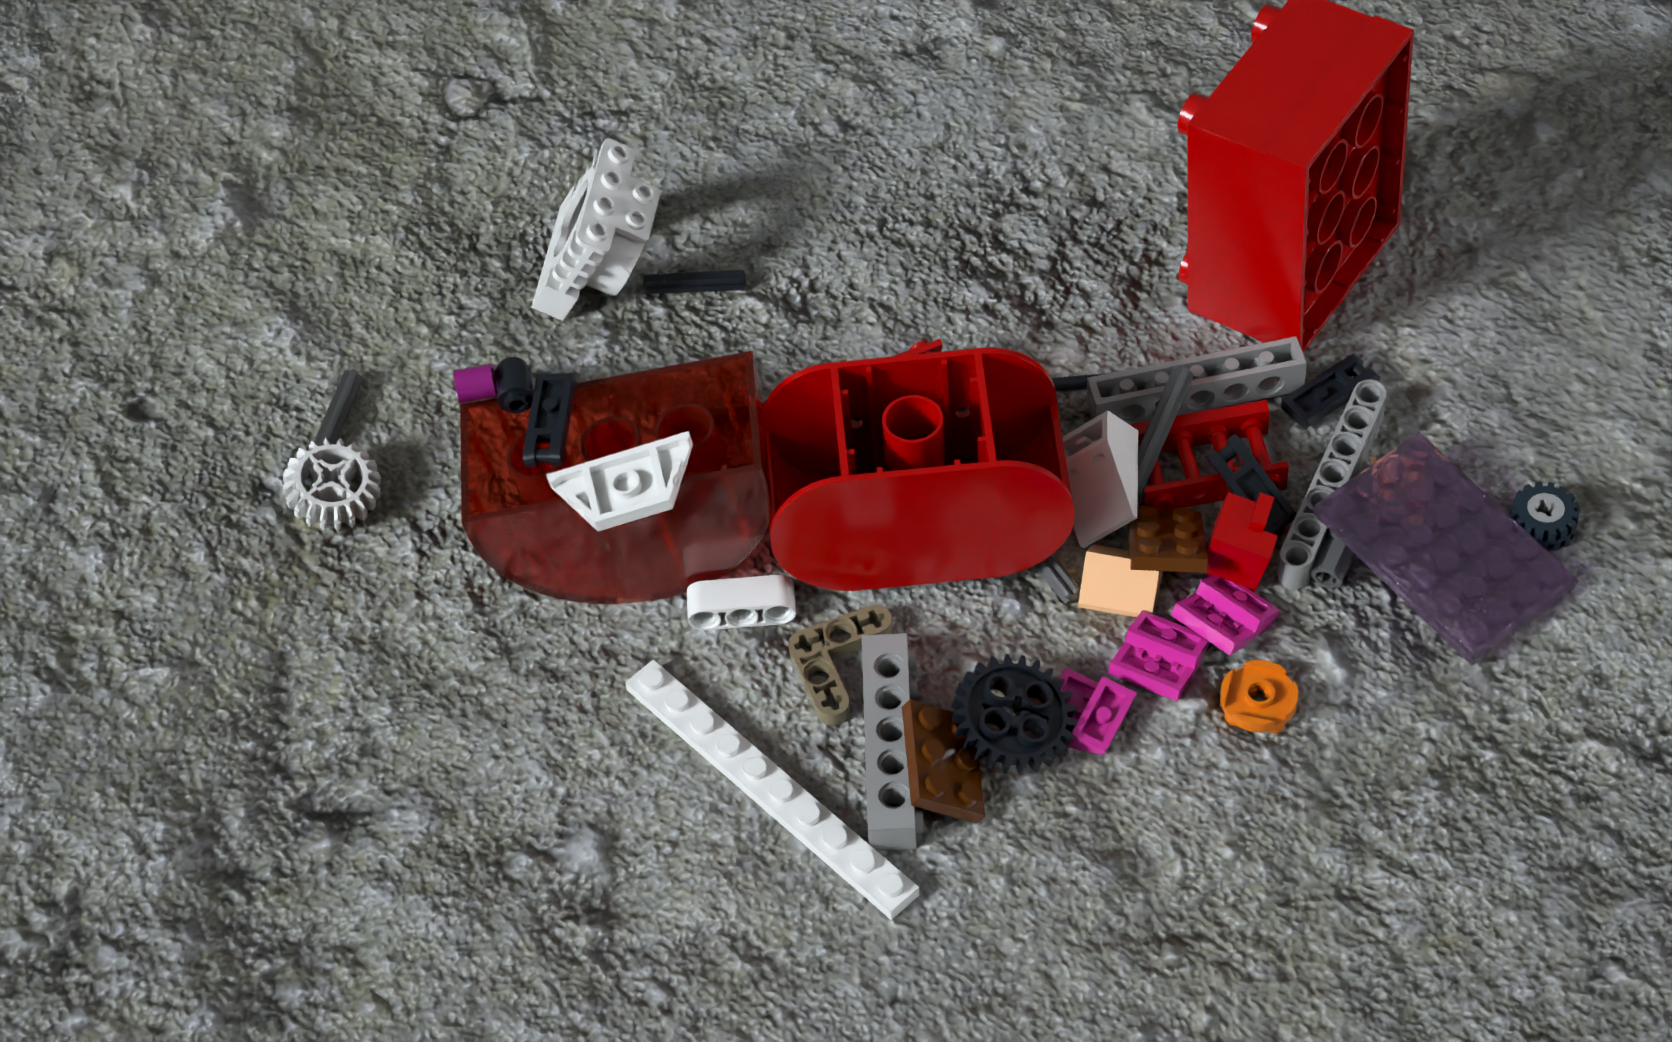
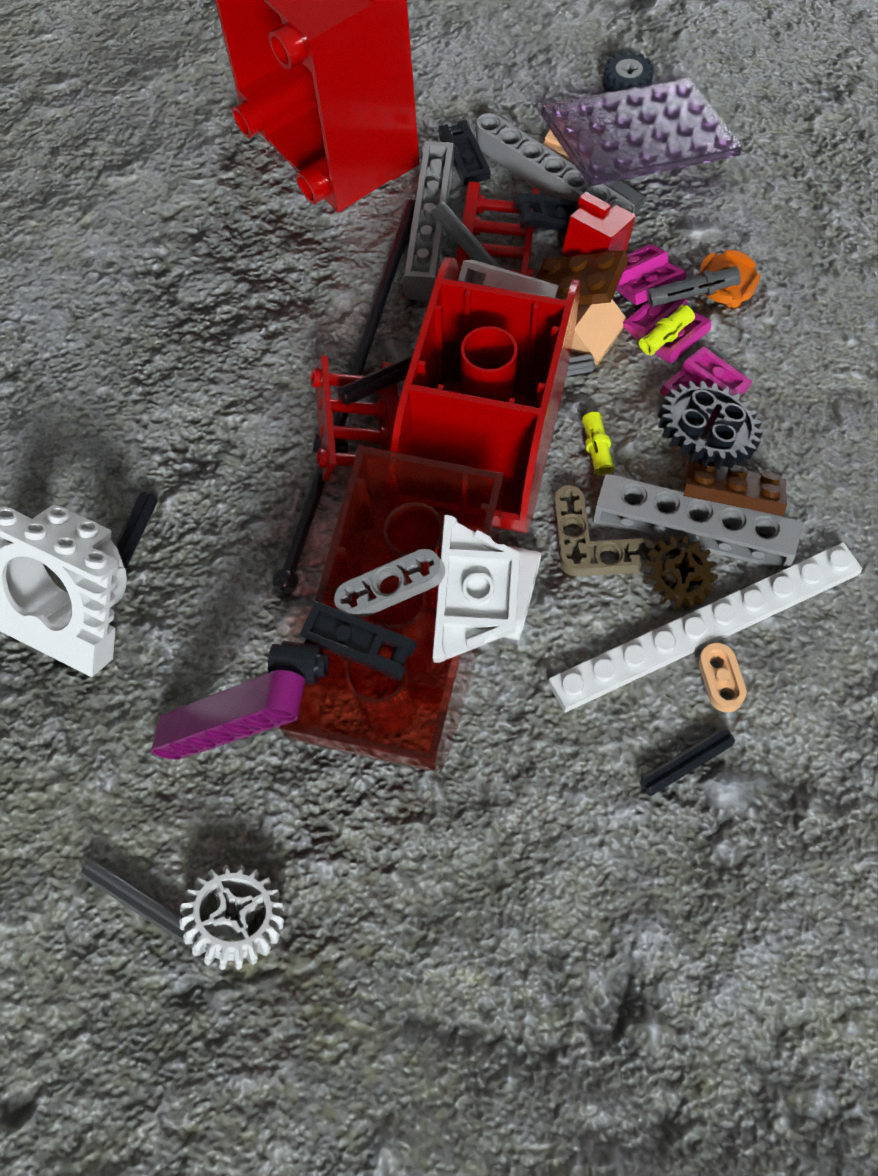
camera: 75 degrees left, 10 degrees up
(602, 802) = (687, 761): none -> black axle
(607, 430) = (374, 578): none -> light grey beam
(705, 808) = (722, 679): none -> light nougat plate
(799, 734) = (668, 580): none -> dark brown gear
(960, 629) = (598, 443): none -> neon yellow pin
(1140, 648) = (666, 330): none -> neon yellow pin
(1220, 665) = (706, 283): none -> dark grey pin

